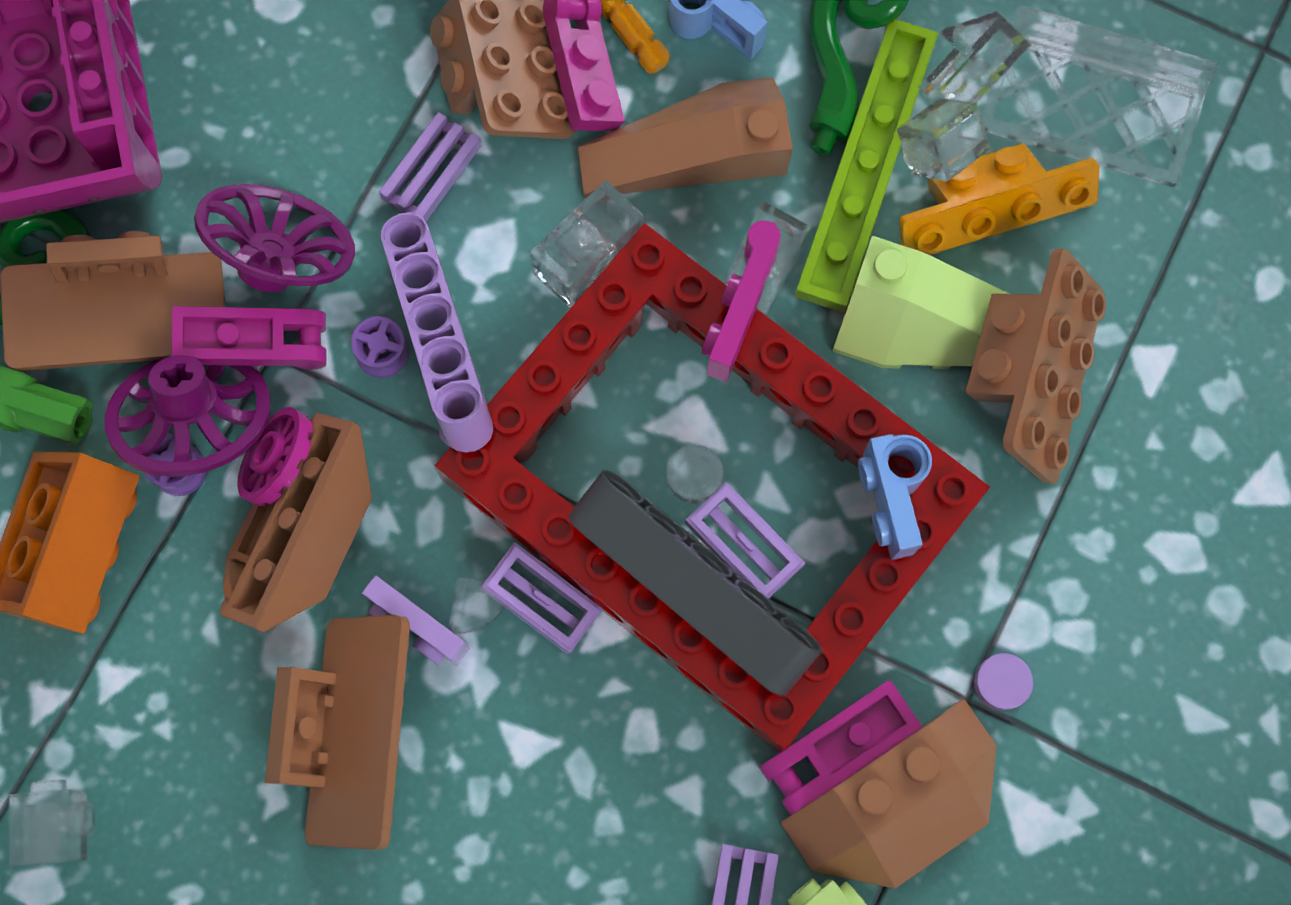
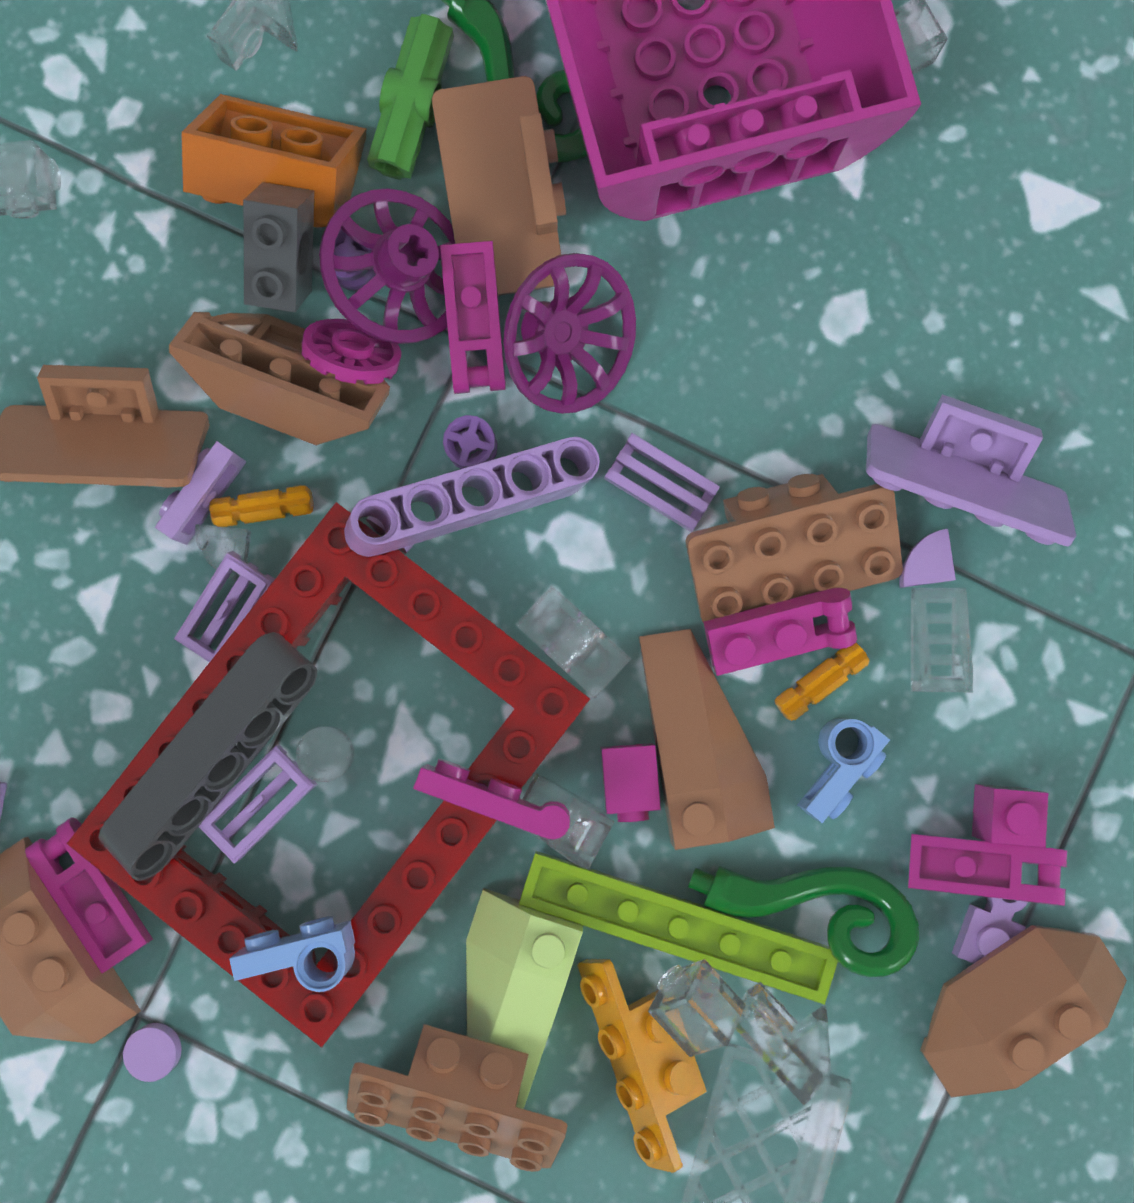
camera: 95 degrees right, 10 degrees up
(157, 523) = (278, 246): none -> dark grey brick
(433, 562) = (261, 506): none -> light orange axle
(724, 199) = (630, 781): none -> dark pink brick

